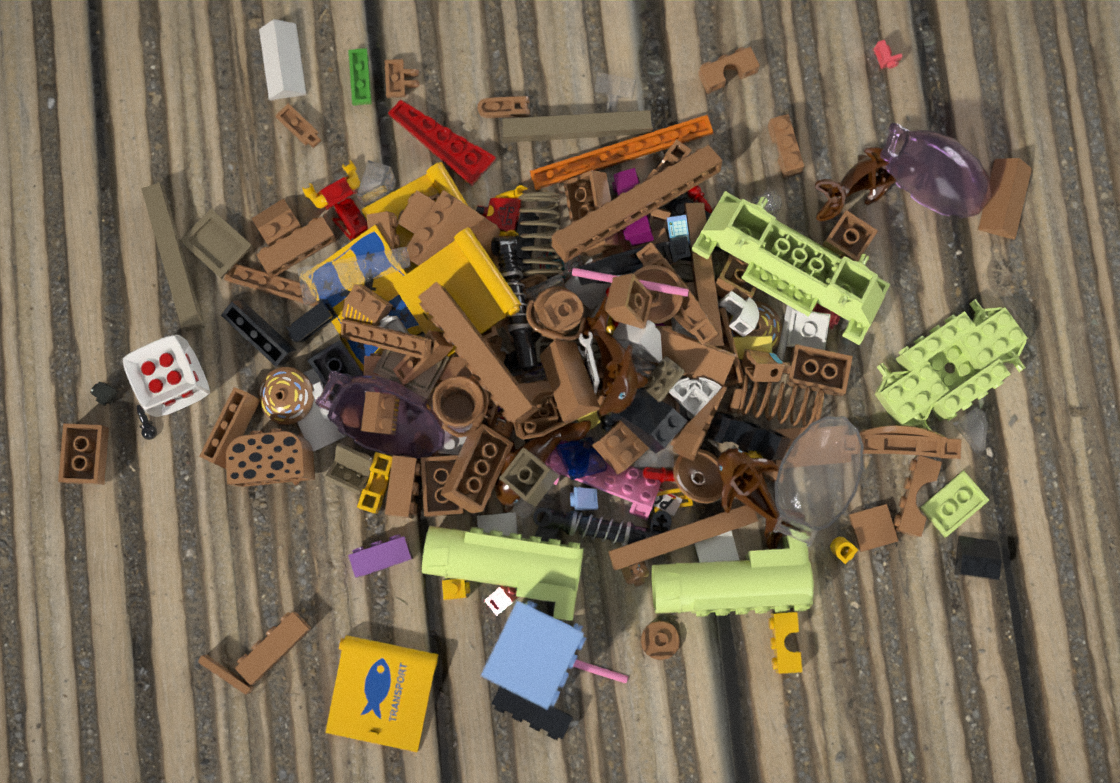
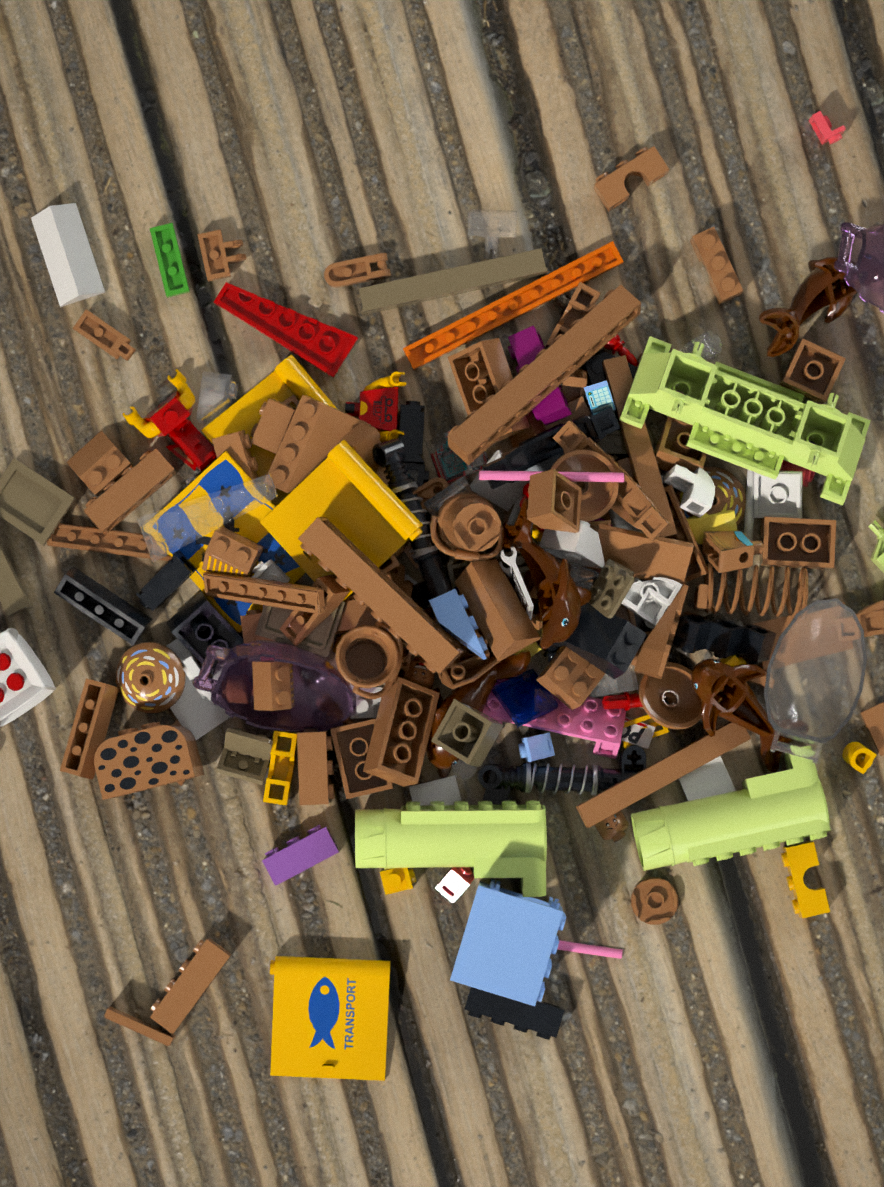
camera: 10 degrees left, 5 degrees up
(533, 383) = (453, 618): none -> light blue slope
(535, 197) = (450, 472): dark tan piece -> none

